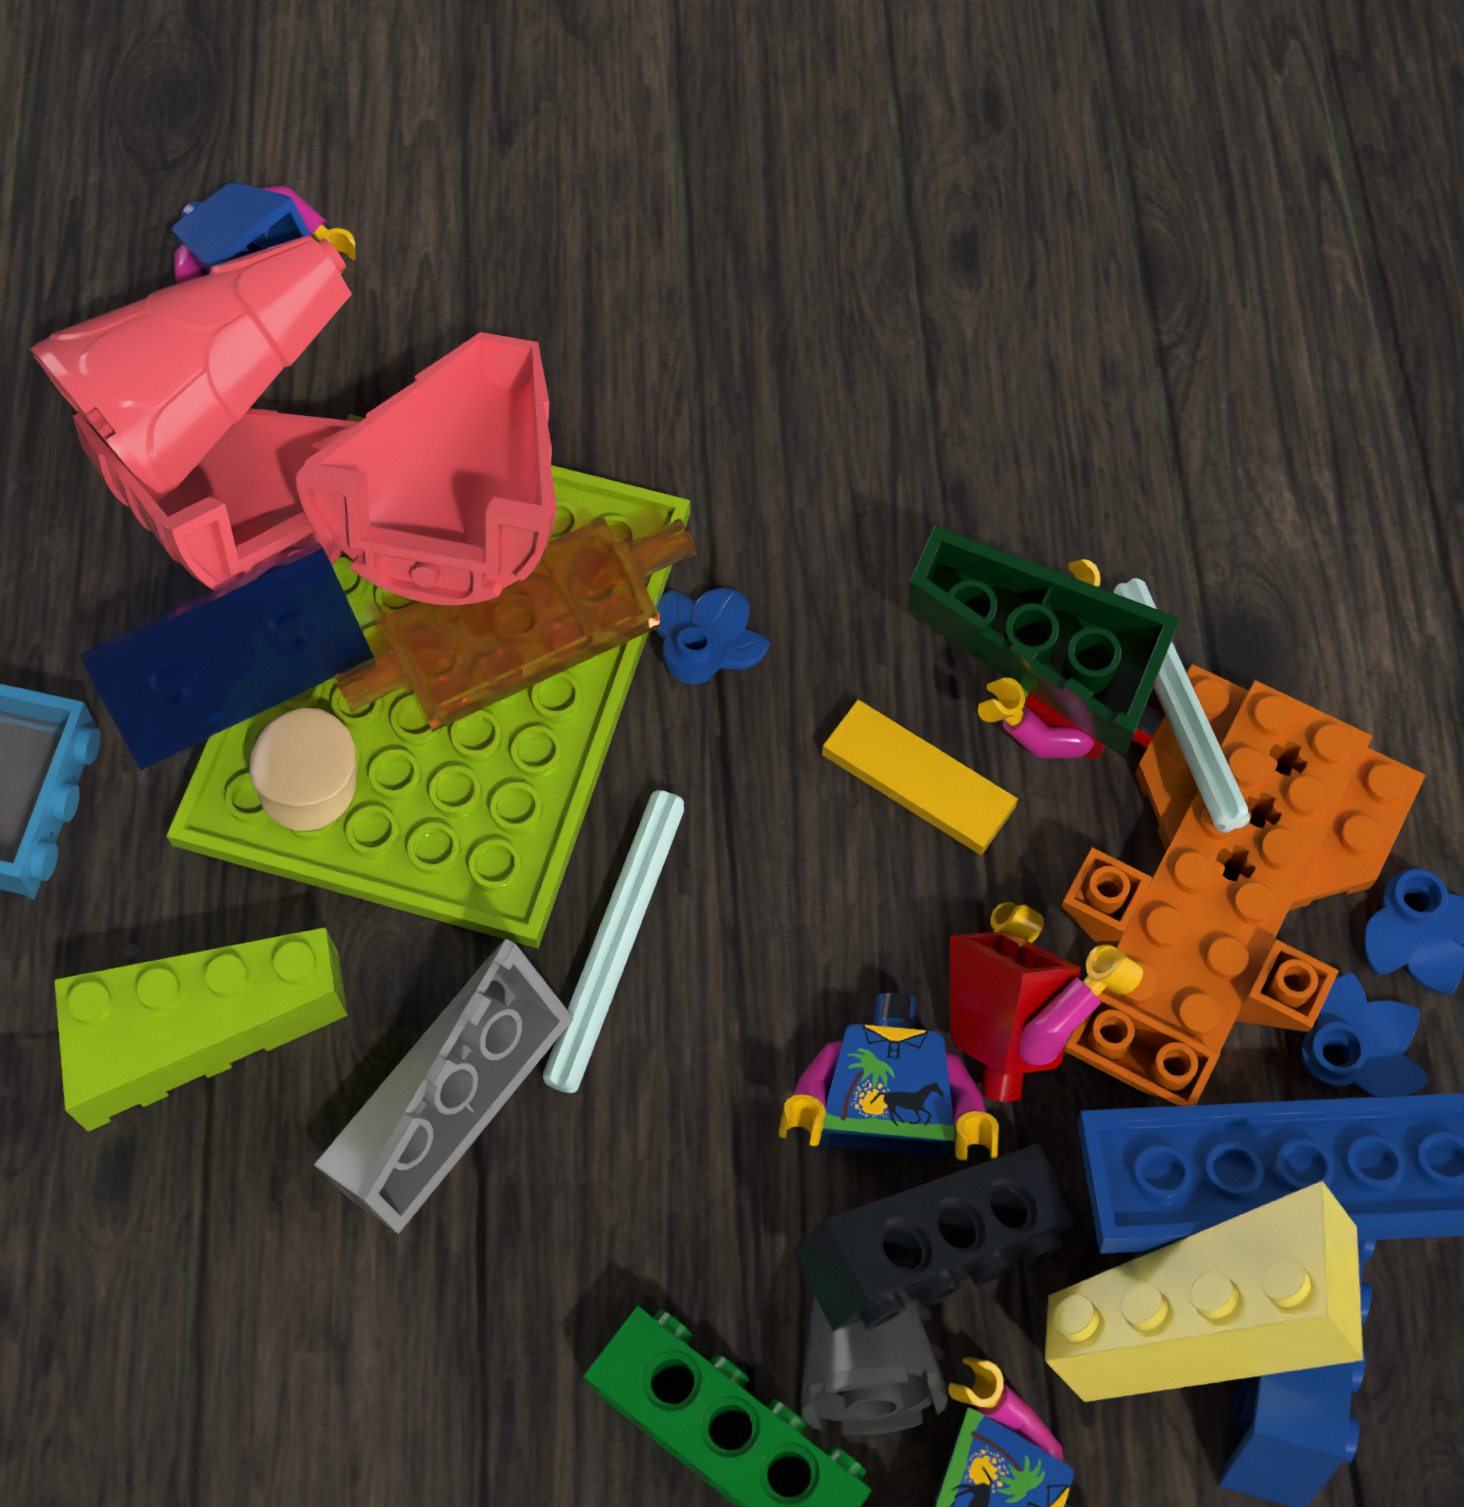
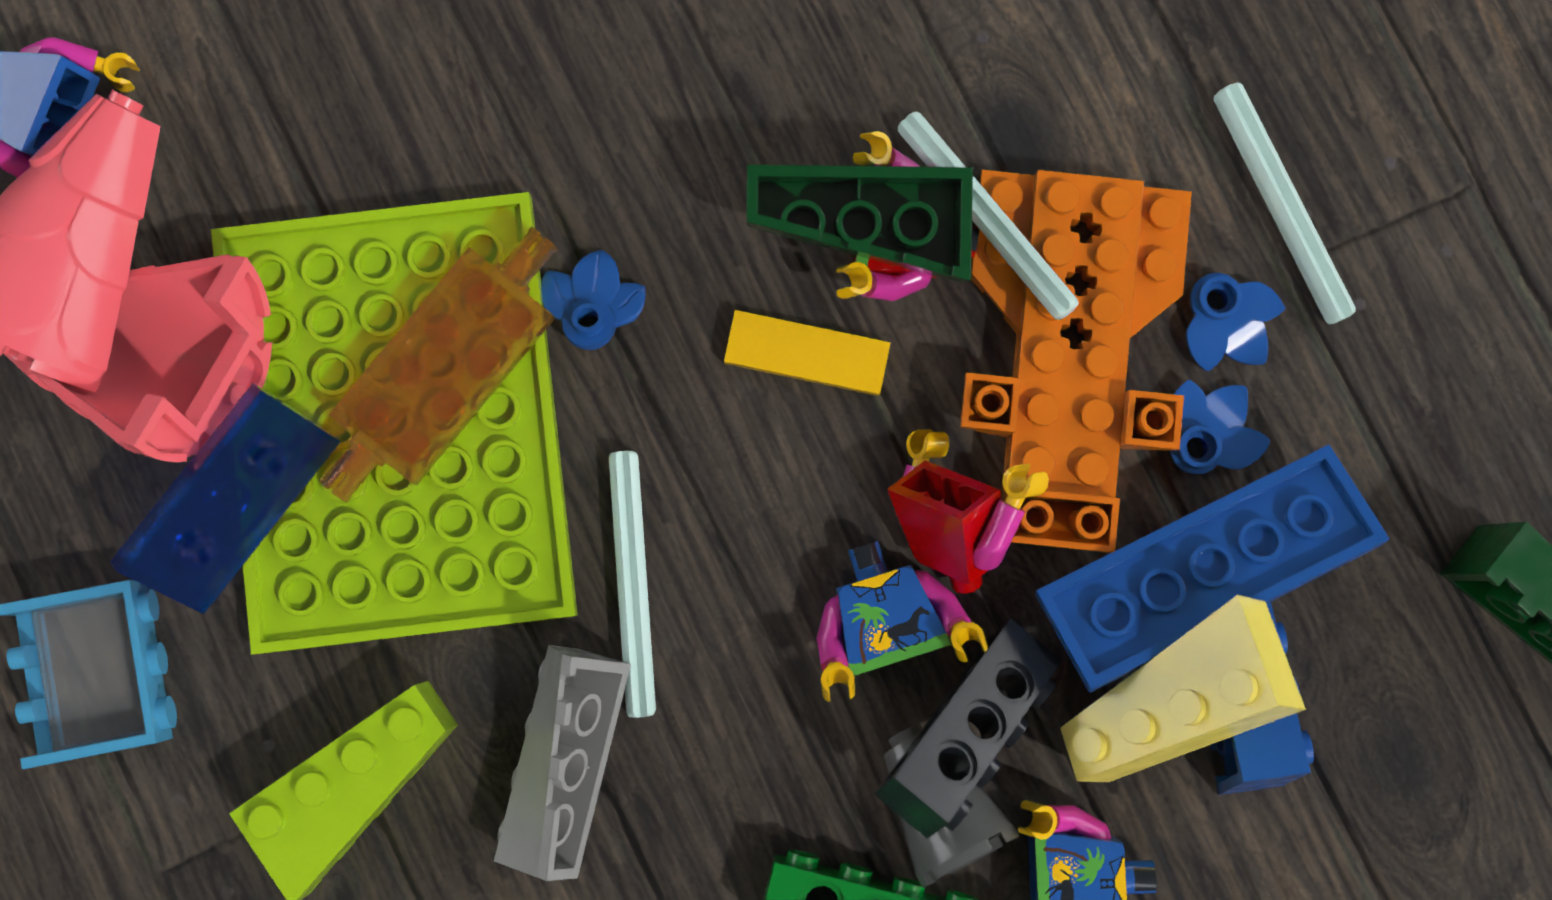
camera: 25 degrees left, 20 degrees up
(304, 769) = (331, 560): tan piece -> none
(445, 480) = (325, 269): coral cone -> none

